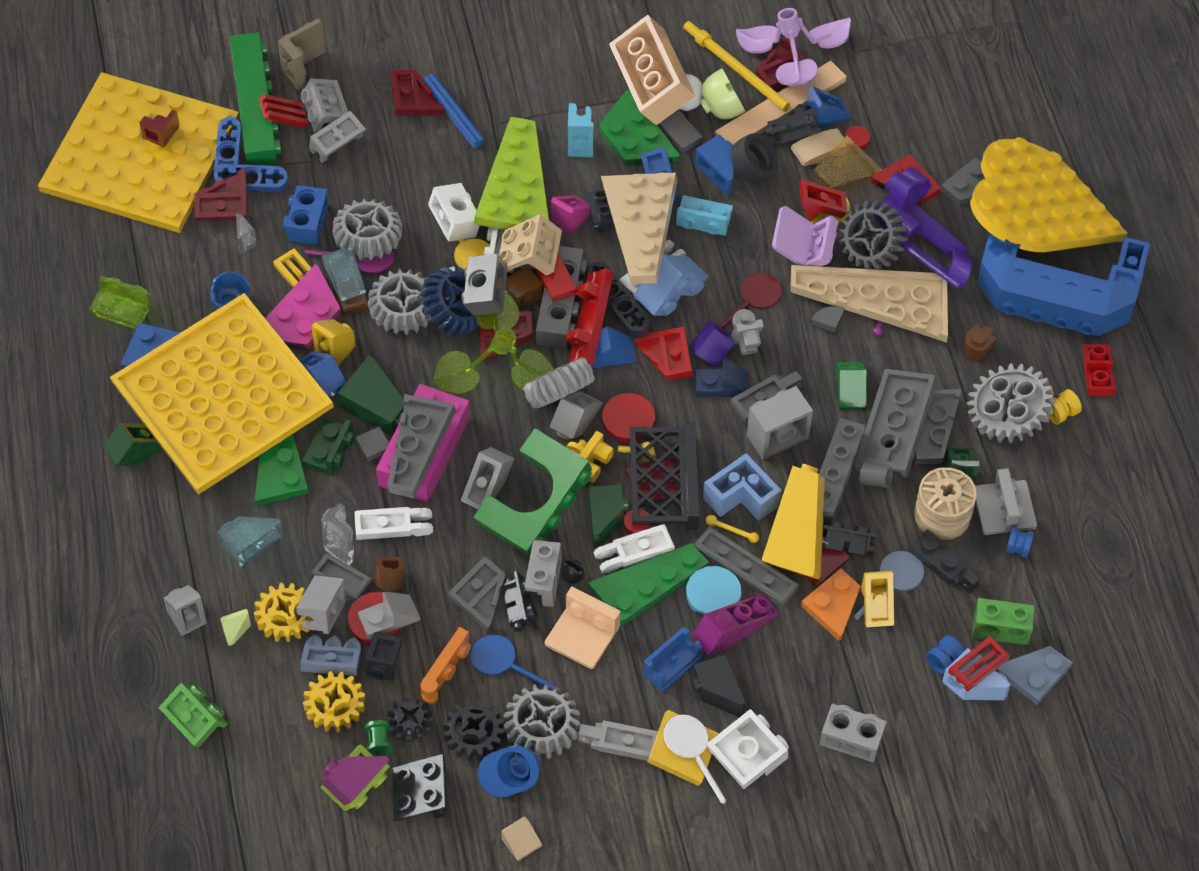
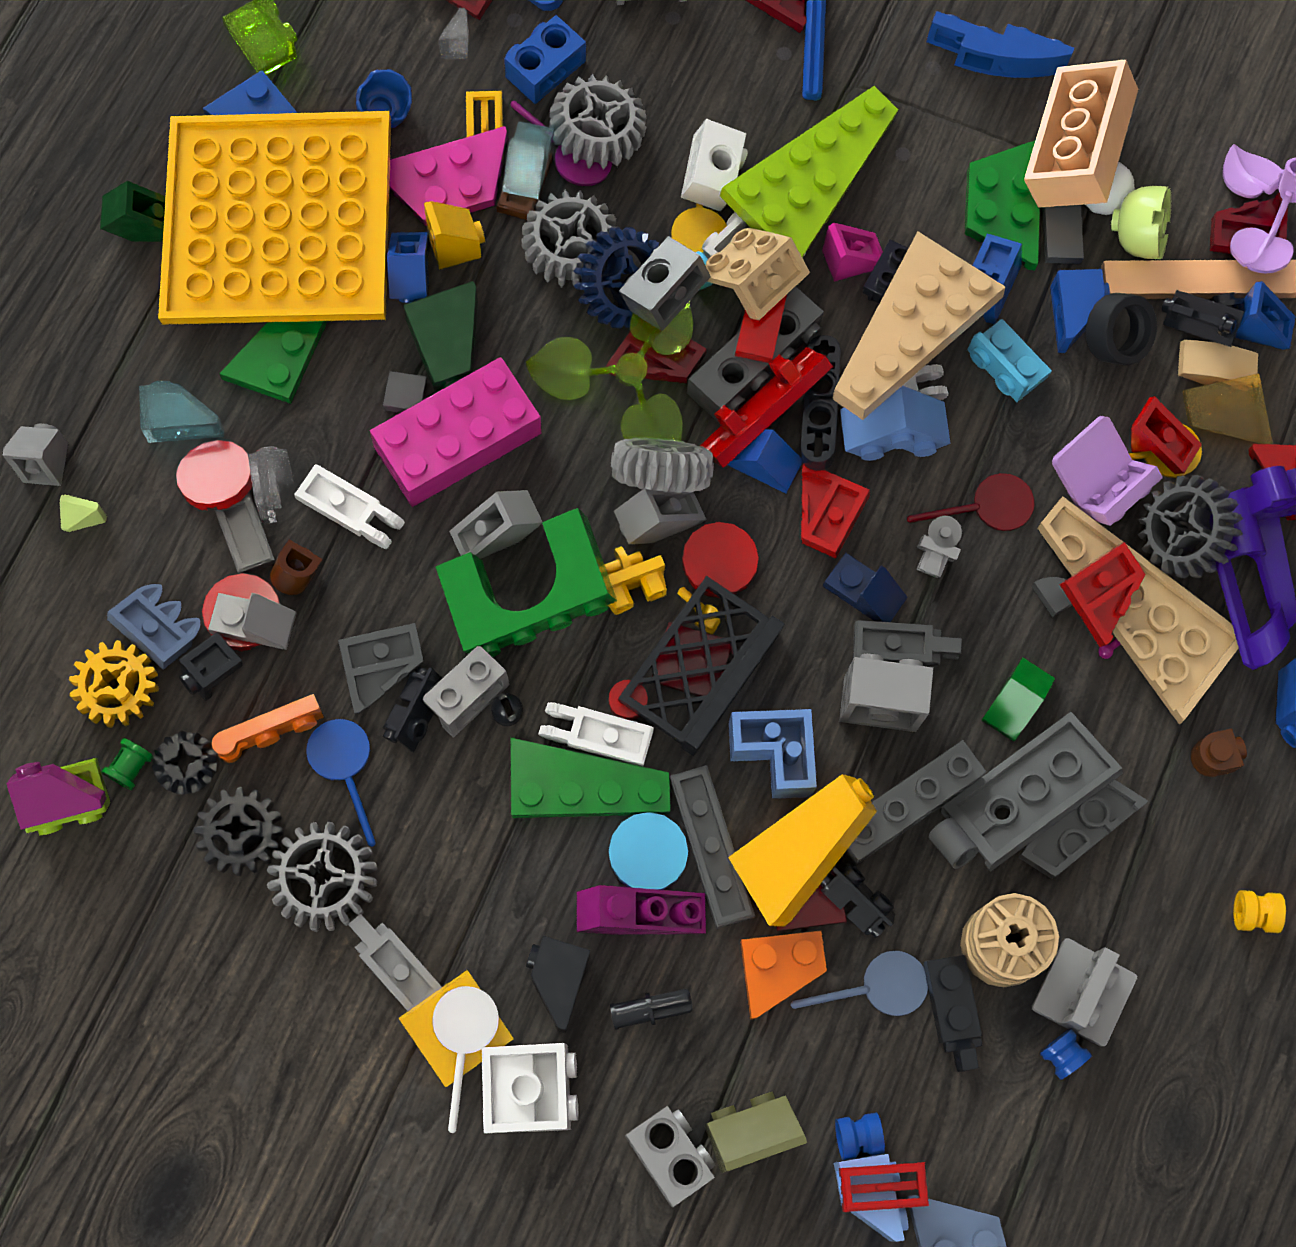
camera: 30 degrees right, 15 degrees up
(277, 620) = (133, 523): yellow gear -> none
(299, 555) = (214, 475): none -> tile
(322, 602) = (188, 554): light grey hinge -> none
(328, 446) = (353, 362): dark green bracket -> none
(419, 438) = (441, 427): dark grey wing -> none
(419, 788) = (126, 860): black hinge -> none
(509, 771) = (238, 914): blue piece -> none
(520, 838) = (189, 1005): tan slope -> none
(524, 287) = (717, 313): reddish brown brick -> none
(572, 55) = (1013, 54): none -> blue slope
(580, 133) = (932, 158): medium azure hinge -> none
(584, 628) = (455, 796): light nougat bracket -> none
(605, 511) = (598, 662): dark green slope -> none
(672, 660) = (531, 907): blue hinge -> none
(704, 39) = (1182, 134): yellow bar -> none
(712, 343) = (890, 533): dark purple panel -> none
(712, 521) = (717, 759): yellow hinge -> none
(781, 668) = (651, 1008): none -> black axle
(853, 296) = (1104, 591): none -> red wing
(859, 136) = (1275, 381): red tile -> none
(878, 598) = (830, 1009): yellow slope -> none
(890, 687) = (754, 1132): none -> olive slope
(963, 460) = (1074, 898): dark green slope -> none
(1003, 621) = (963, 1145): bright green brick -> none
(1032, 406) = (1220, 889): light grey gear -> none

